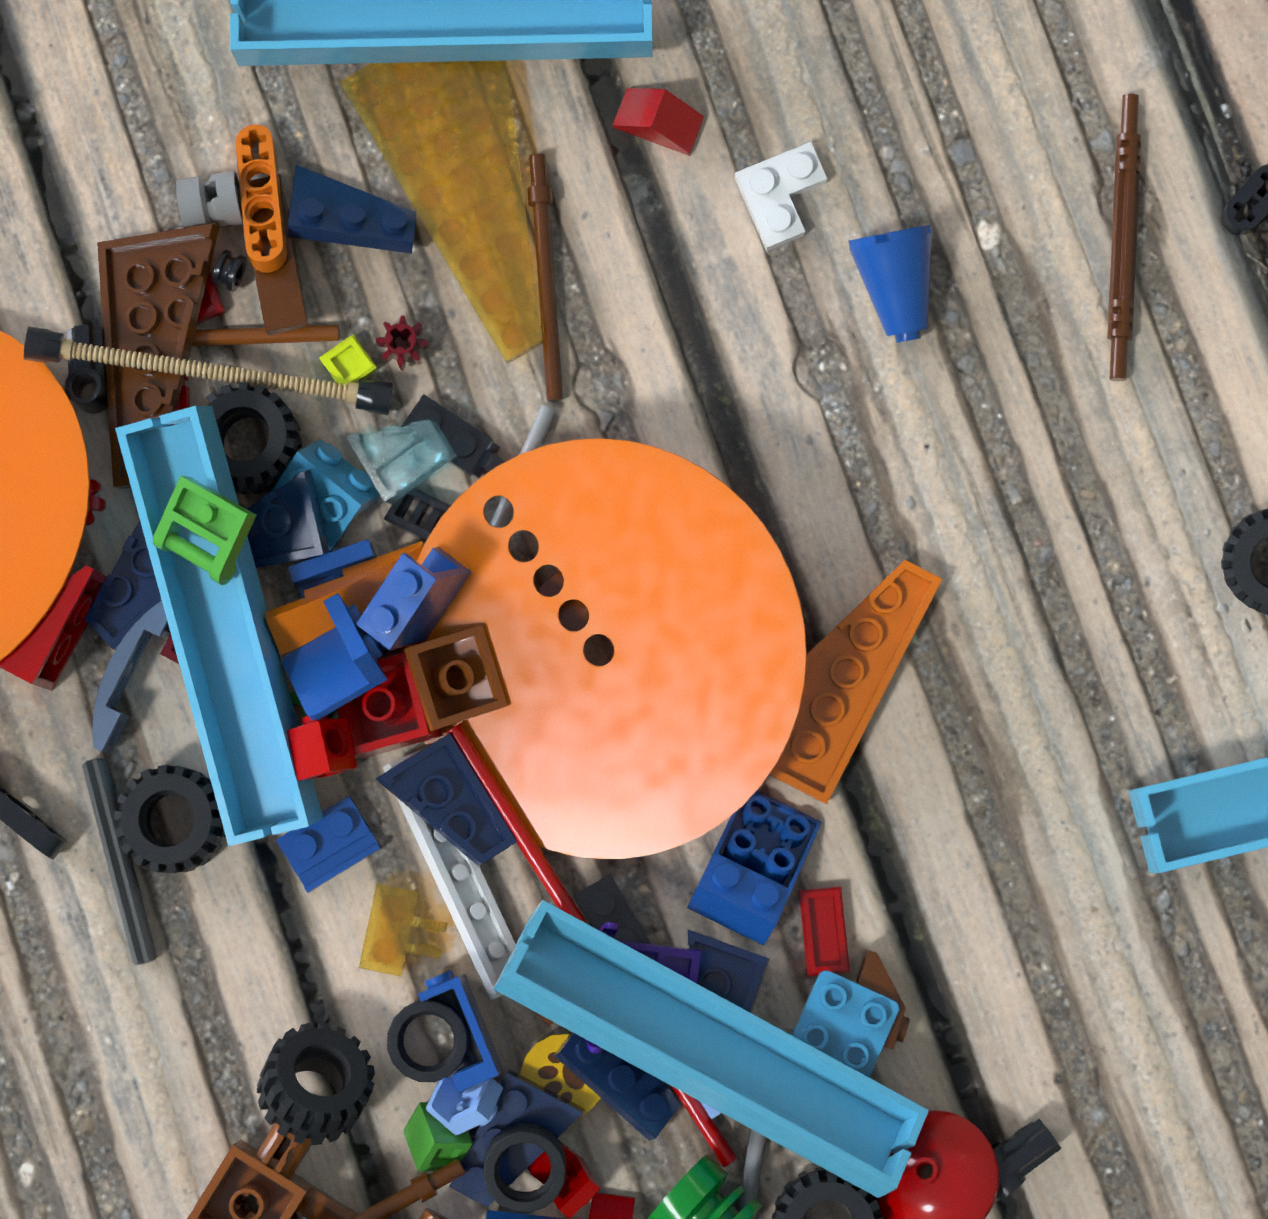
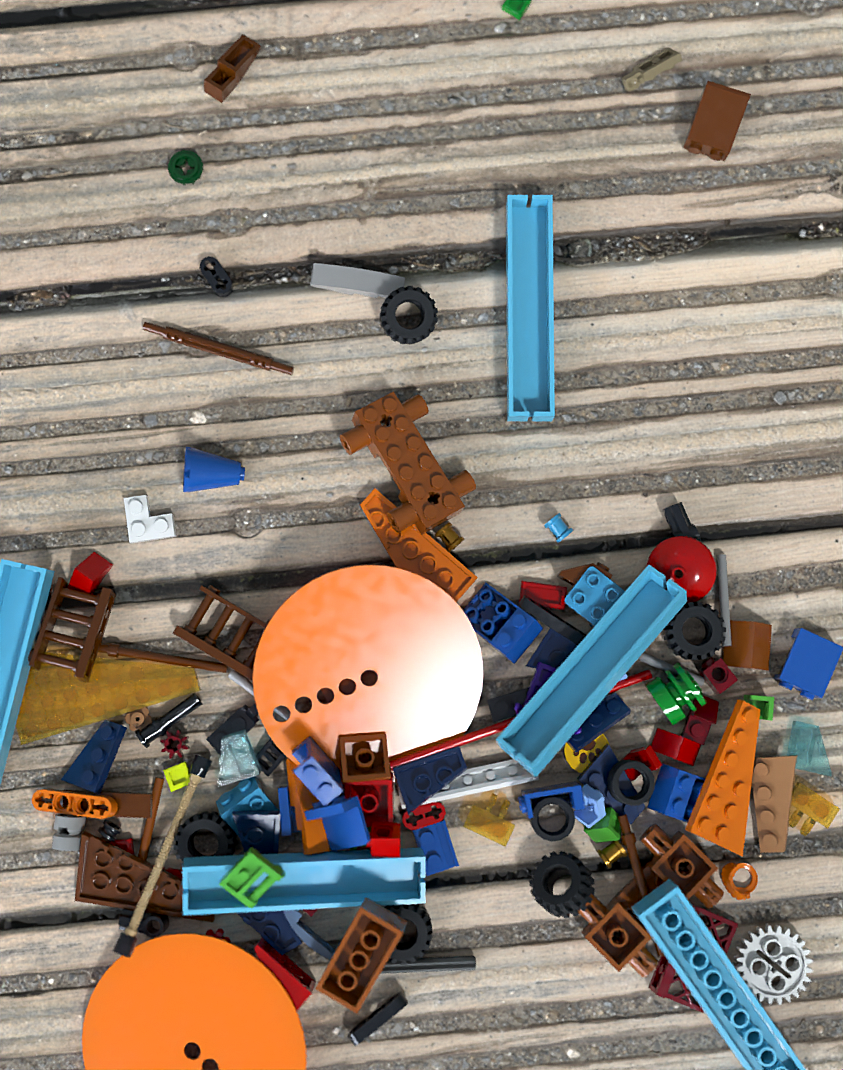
camera: 80 degrees left, 0 degrees up
(115, 753) = (361, 955): none -> dark orange brick
(371, 814) = (426, 820): none -> red beam
(390, 1163) = (612, 853): none -> pearl gold bush
(422, 278) = (143, 714): none -> medium nougat plant
(427, 309) = (159, 726): none -> black pin
(538, 150) = (88, 645): none -> reddish brown fence
(590, 355) = (208, 644): none -> reddish brown fence
(783, 955) = (551, 620): none -> black beam
(887, 735) = (449, 537): none -> pearl gold bush
(954, 931) = (558, 527): none -> dark azure bush
(1004, 626) = (408, 462): none -> dark orange piece

